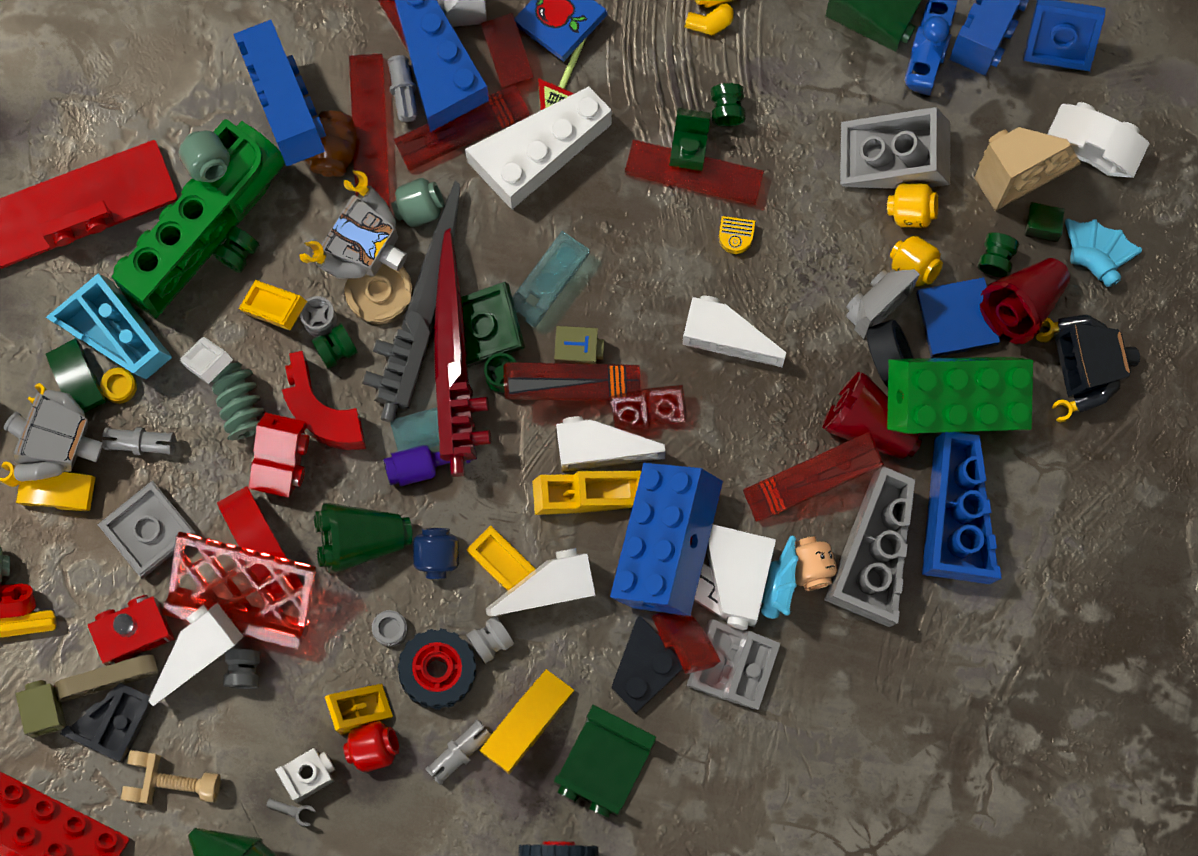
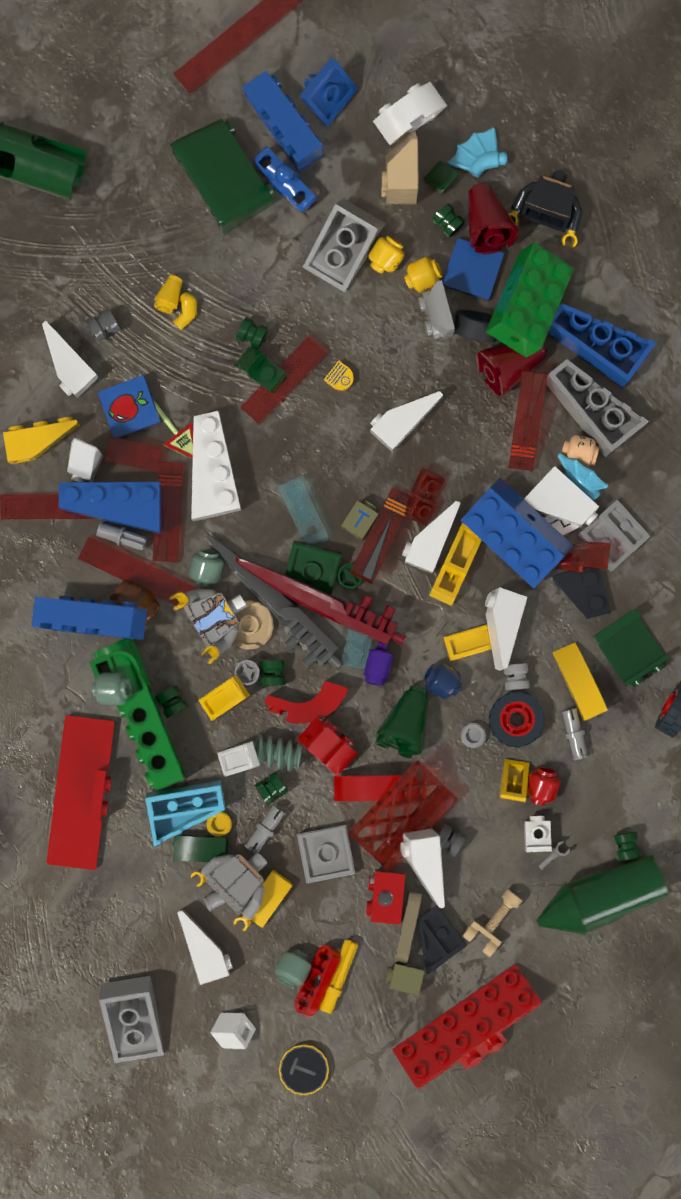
camera: 60 degrees left, 10 degrees up
(194, 421) = (271, 788): none -> dark green wheel

